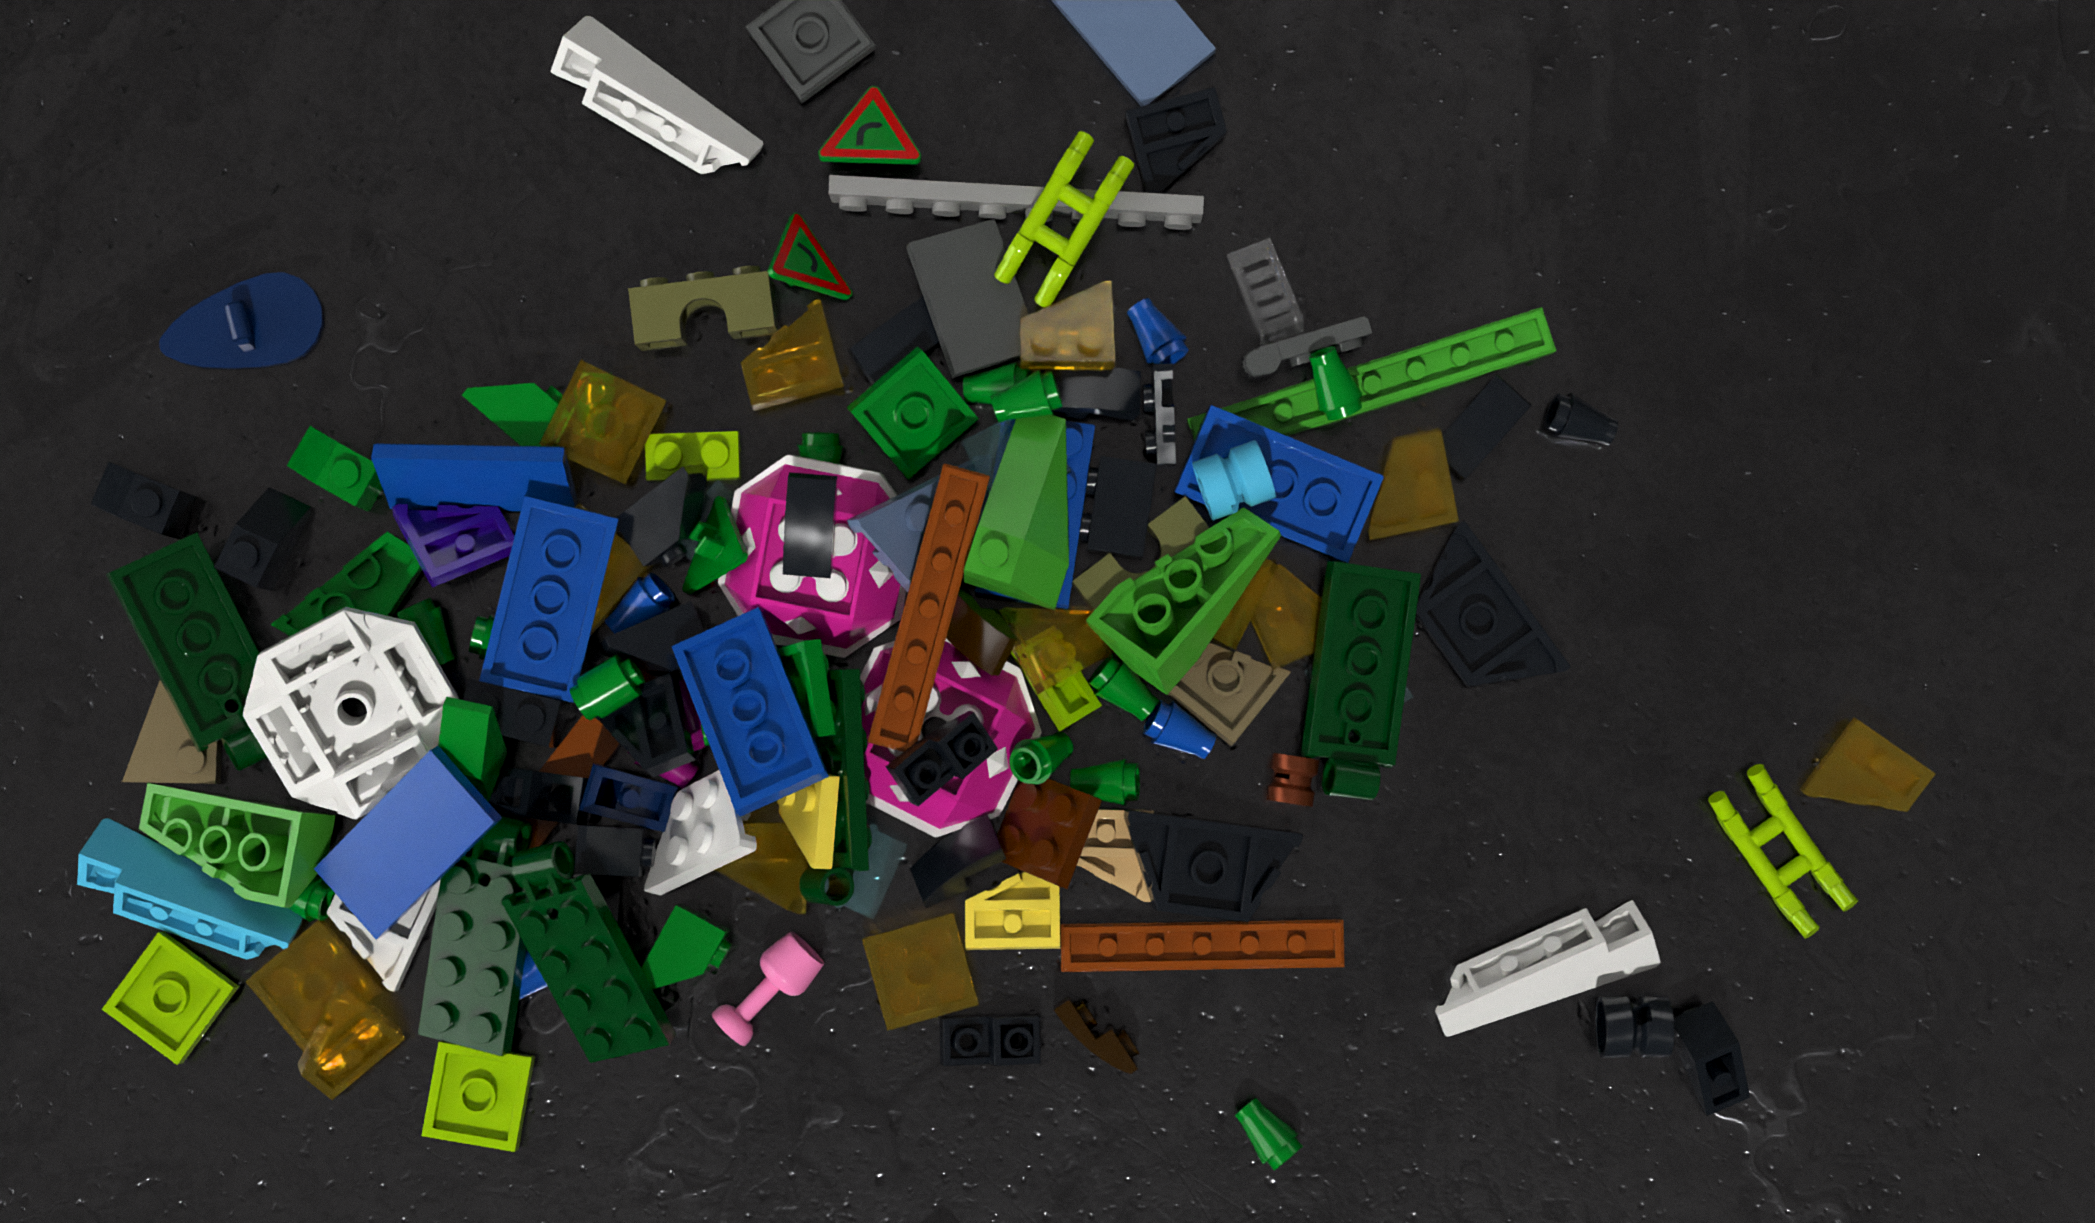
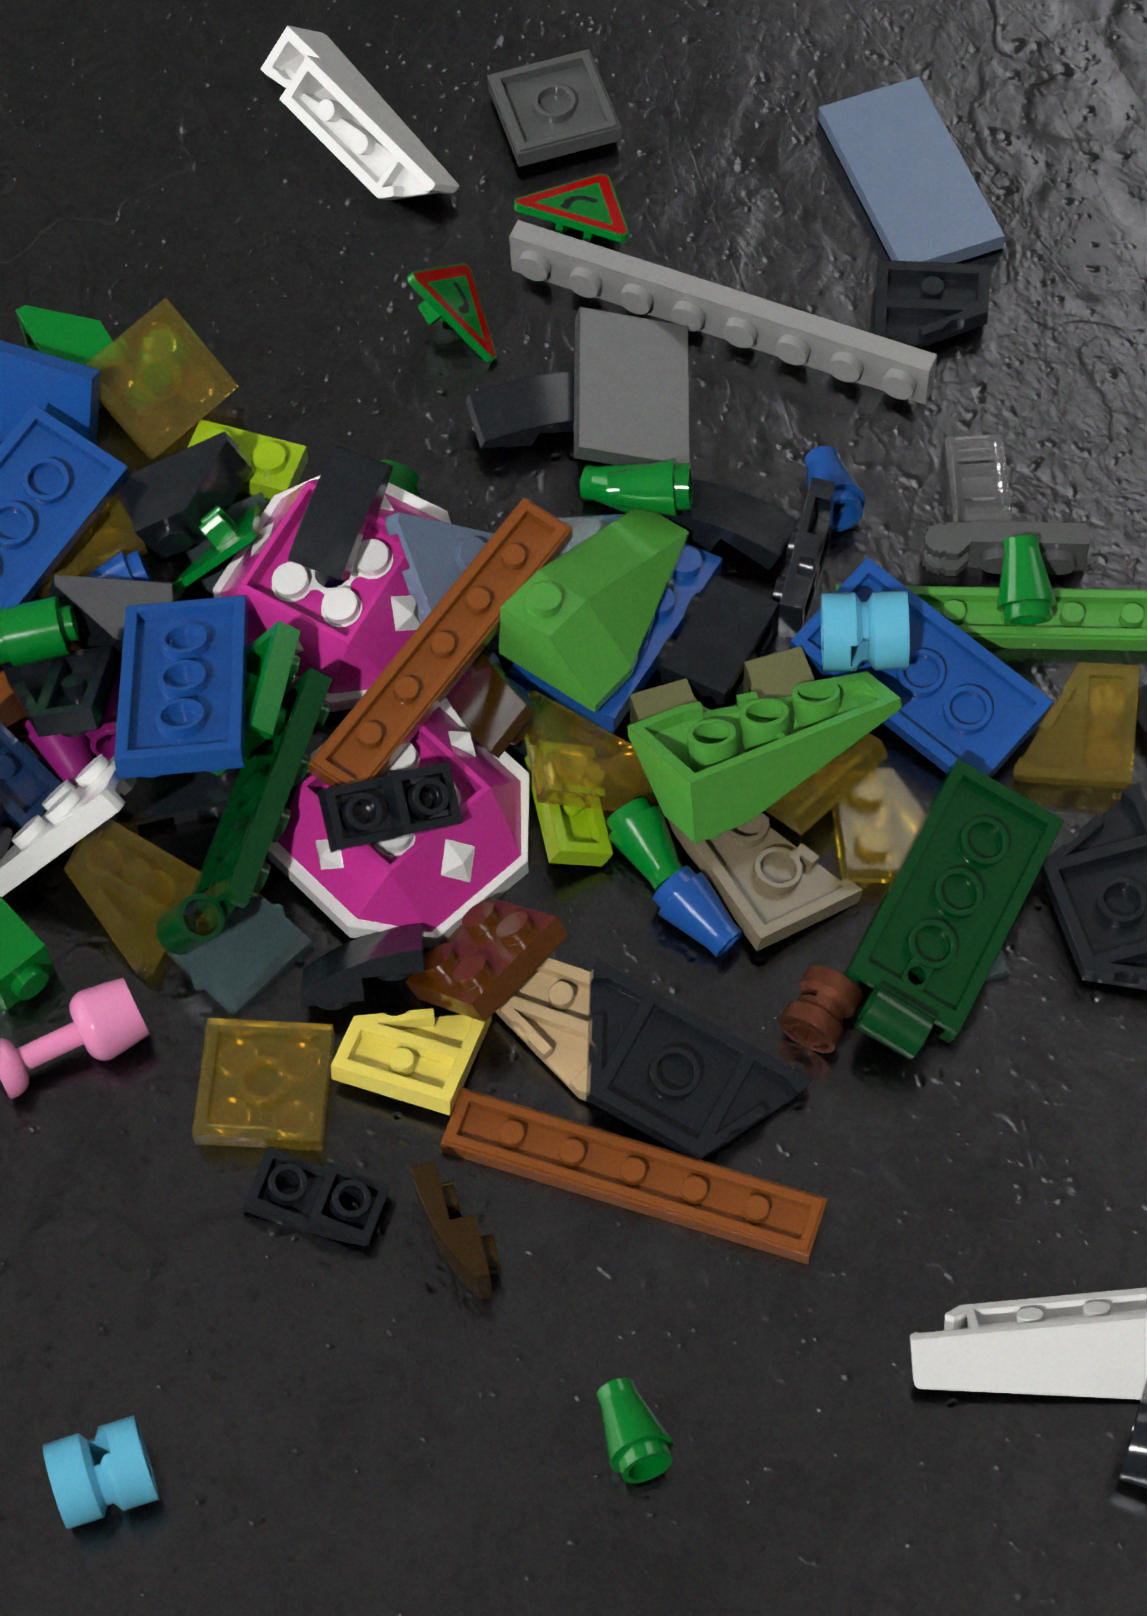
camera: 20 degrees right, 25 degrees down
(663, 308) = (282, 303): olive arch -> none
(794, 362) = (398, 399): clear yellow wing -> none
(812, 820) = (208, 829): light yellow wing -> none
(912, 412) = (510, 462): green plate -> none
(1038, 757) = (510, 875): green cone -> none
(1060, 190) = (758, 361): lime piece -> none
(1071, 333) = (732, 453): clear yellow wing -> none
(1109, 781) = (595, 939): green cone -> none

